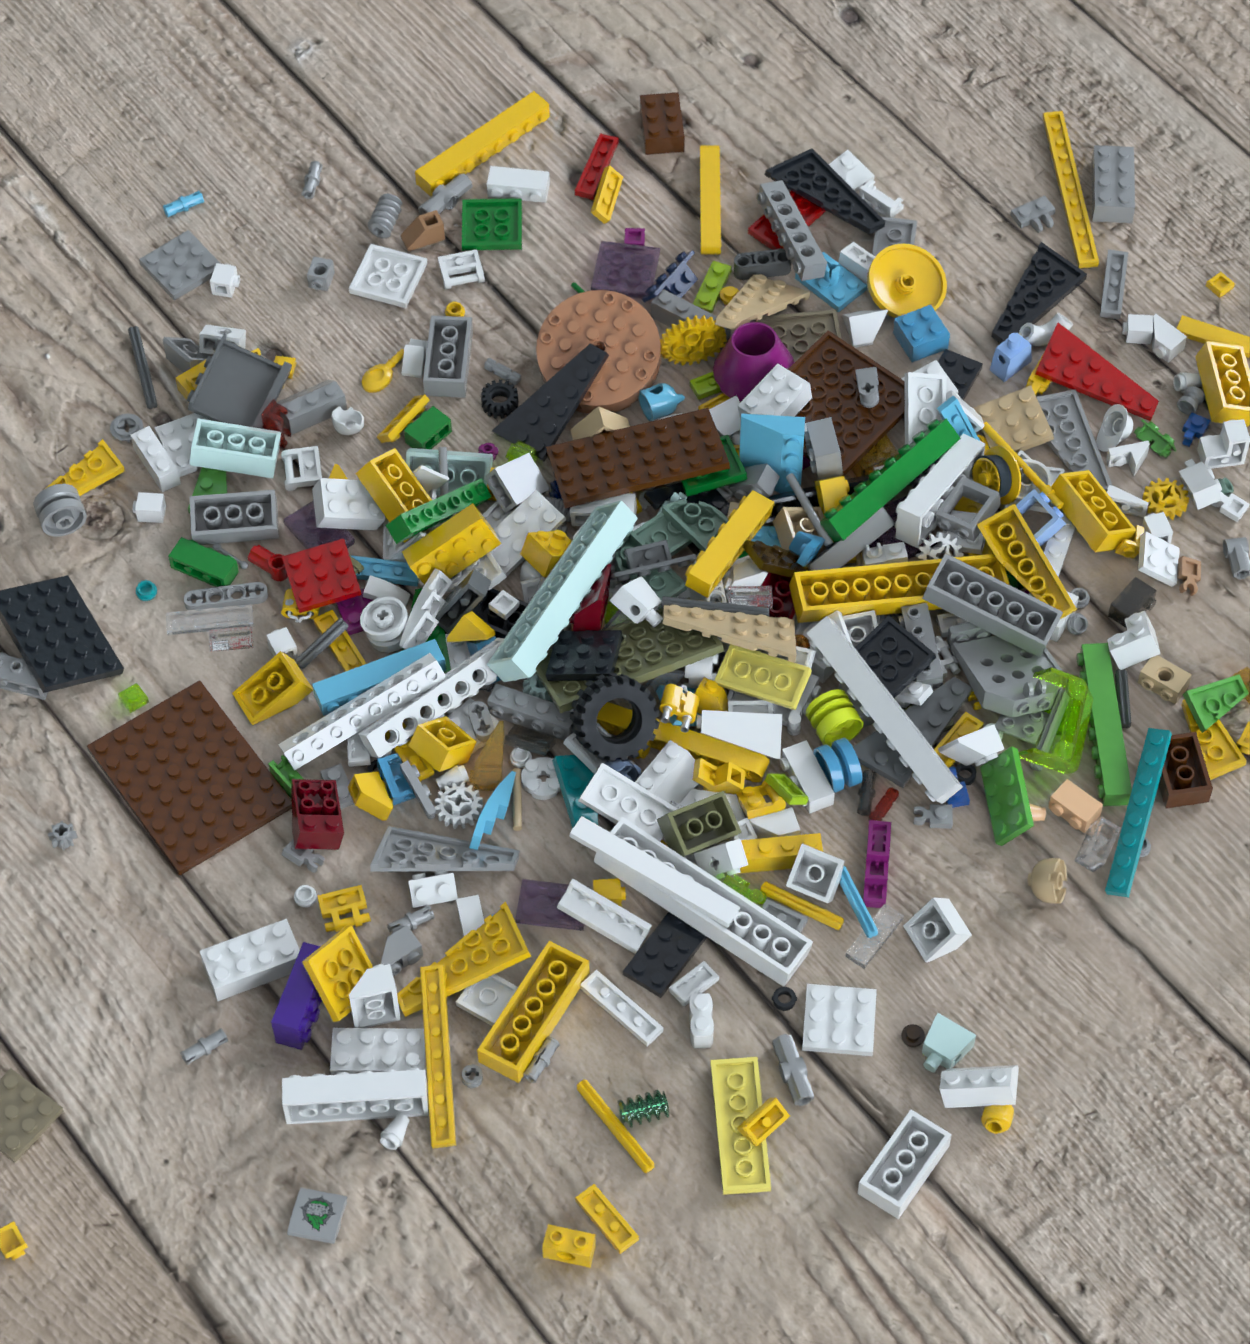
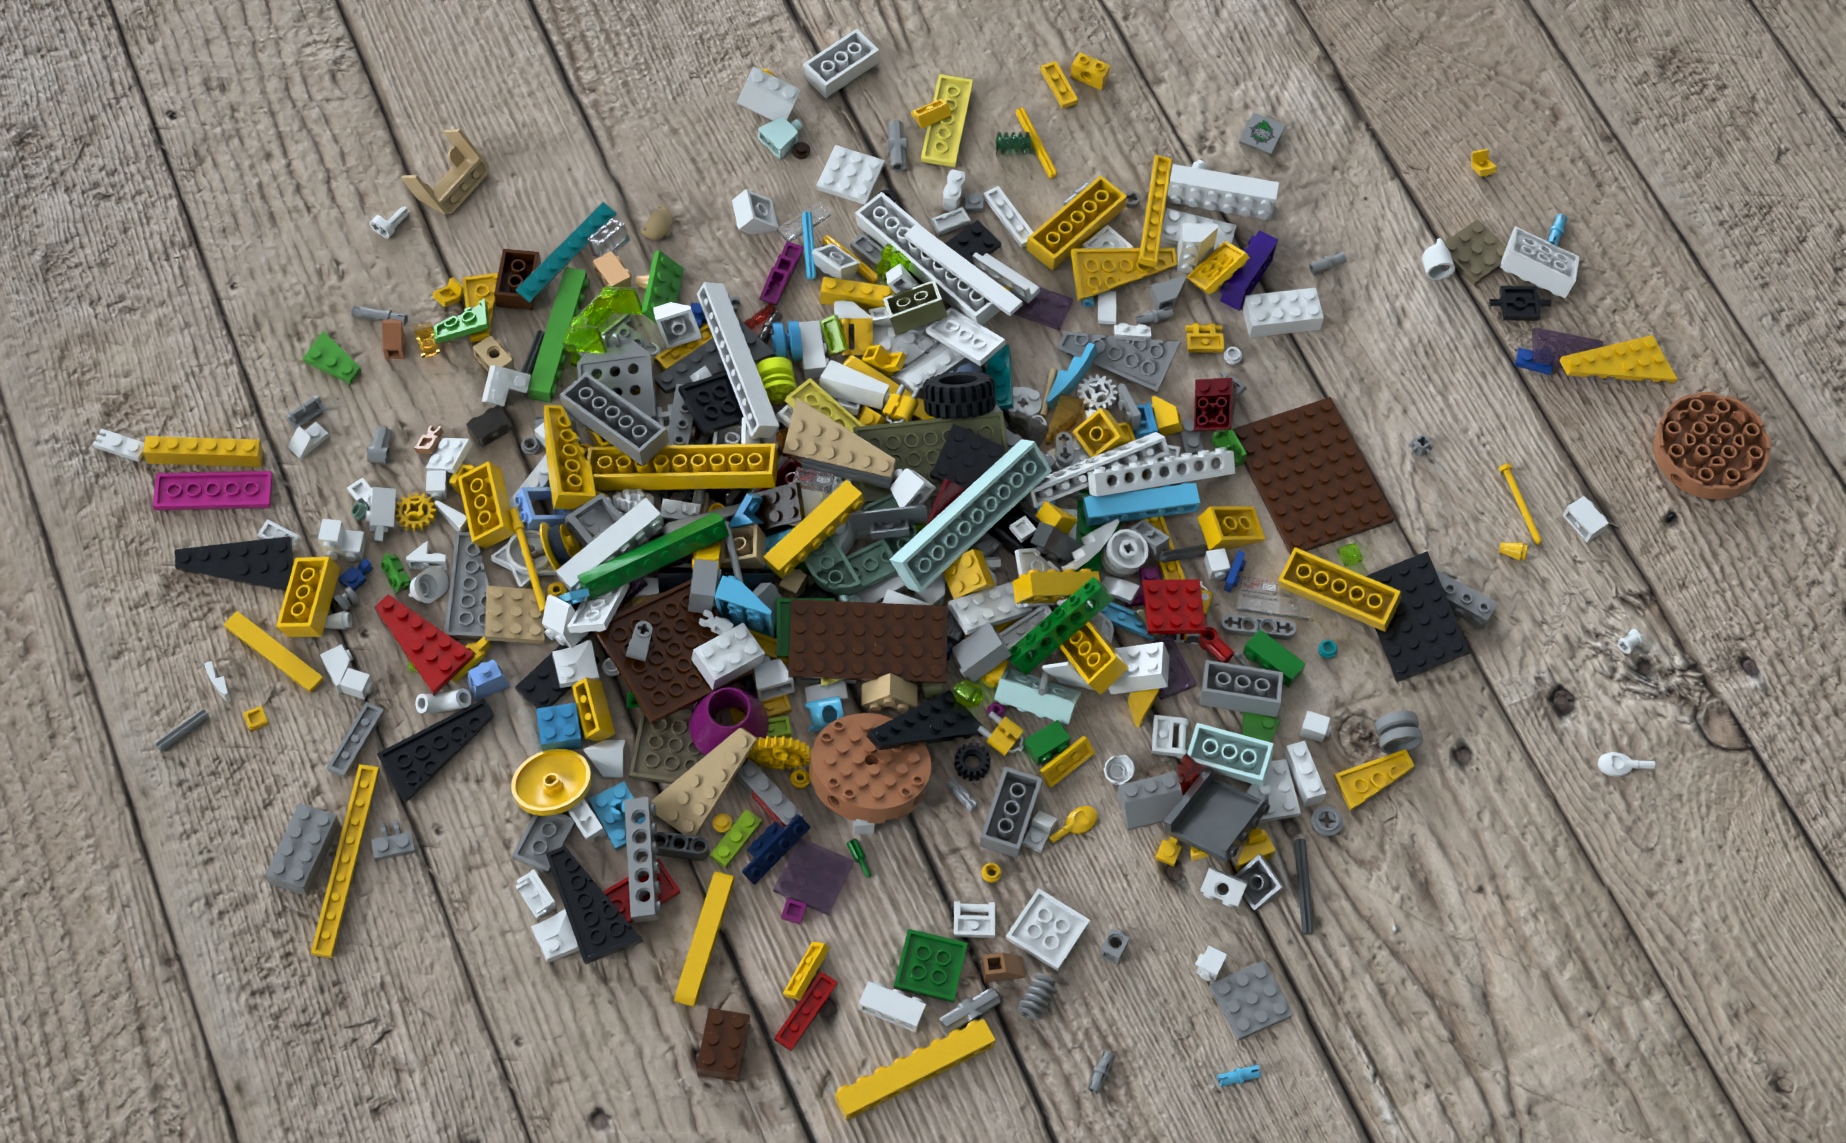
camera: 170 degrees left, 5 degrees up
(62, 1074) = (1434, 258): none -> white piece
(140, 633) = (1340, 589): none -> yellow brick
(259, 649) = (1233, 578): none -> blue plate
(362, 644) = (1155, 539): none -> light grey hinge
(473, 428) = (1004, 735): none -> yellow piece
(672, 1020) = (973, 202): none -> light grey plate
(892, 350) = (593, 709): none -> yellow brick

